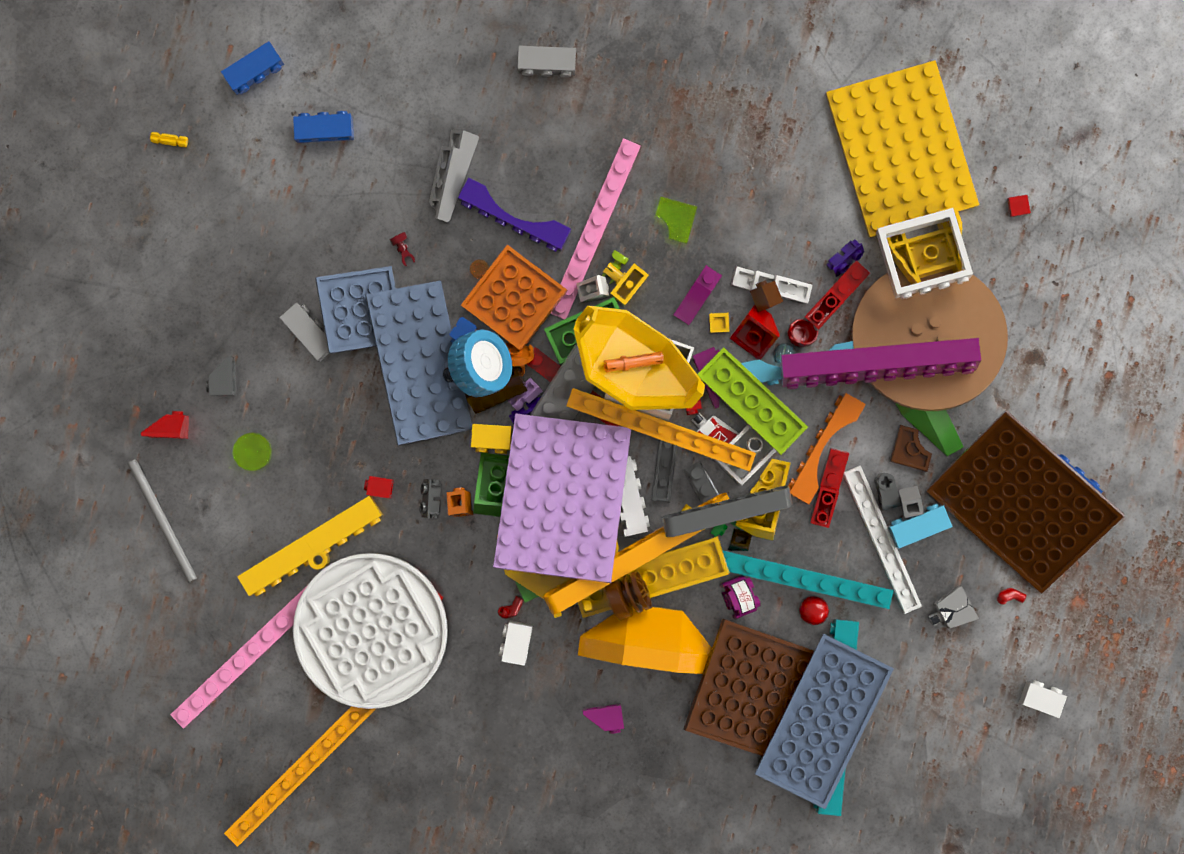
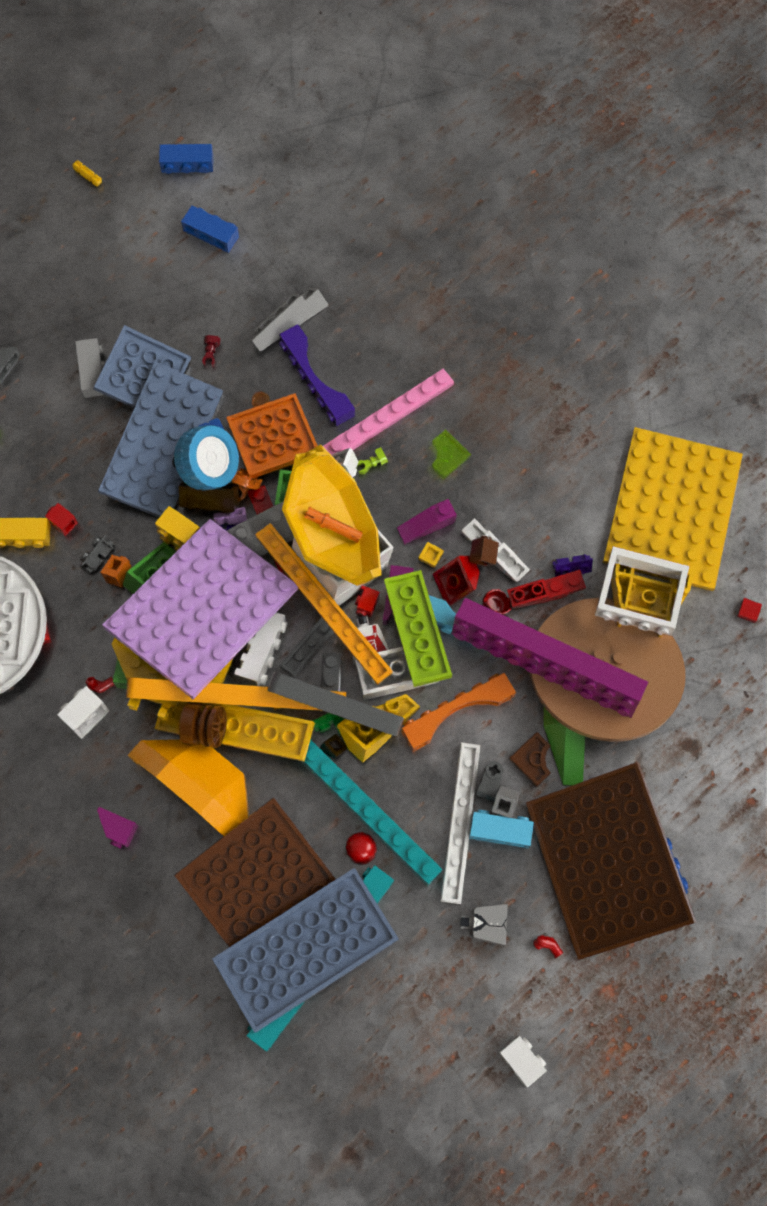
camera: 30 degrees right, 15 degrees down
(546, 61) = (419, 277): light grey brick -> none
(625, 283) = (373, 477): yellow brick -> none
(739, 596) = (301, 792): brick -> none
(829, 487) = (440, 747): red slope -> none

